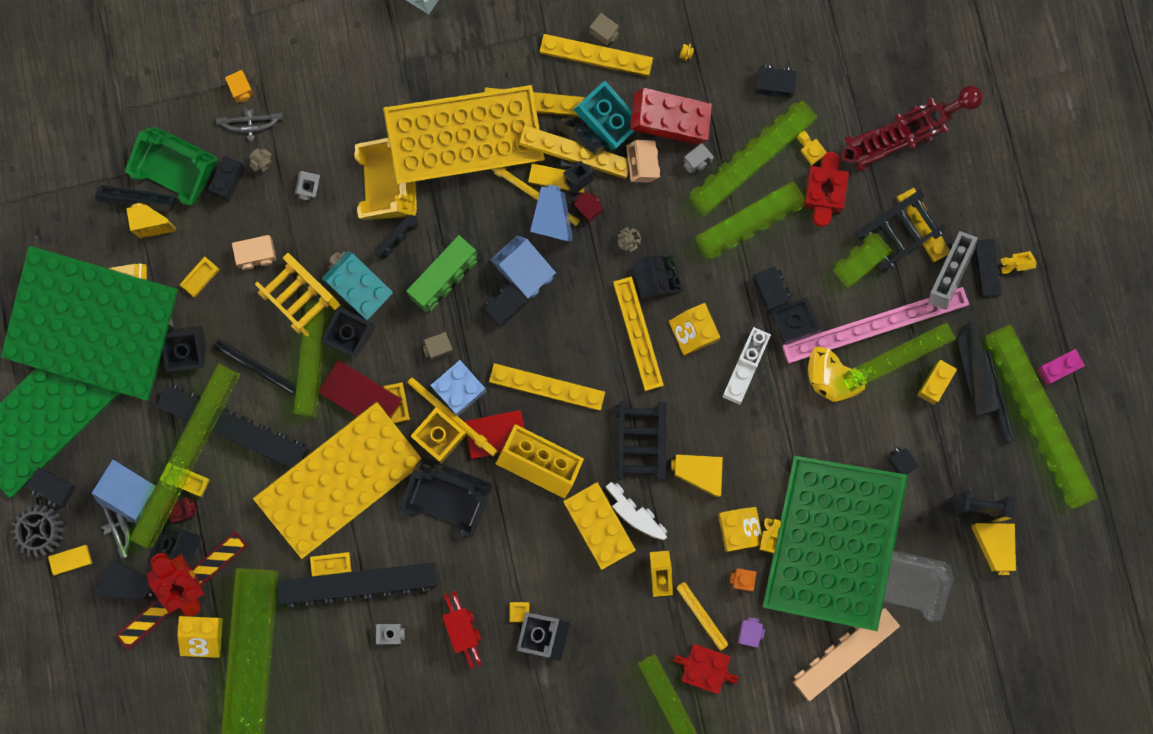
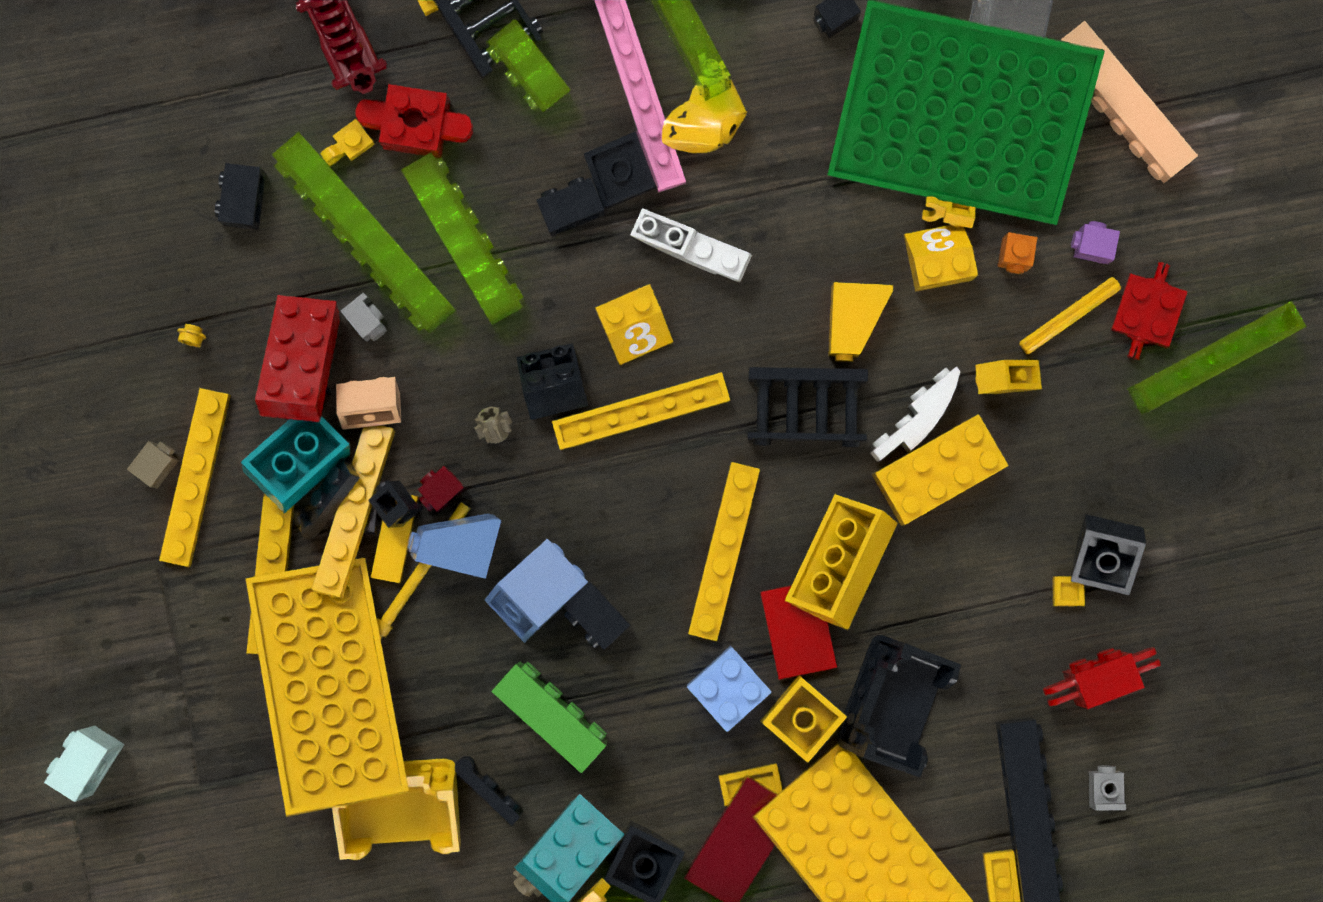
camera: 85 degrees left, 5 degrees up
(437, 346) = (662, 722): dark tan brick -> none
(479, 440) = (810, 654): yellow bar -> none

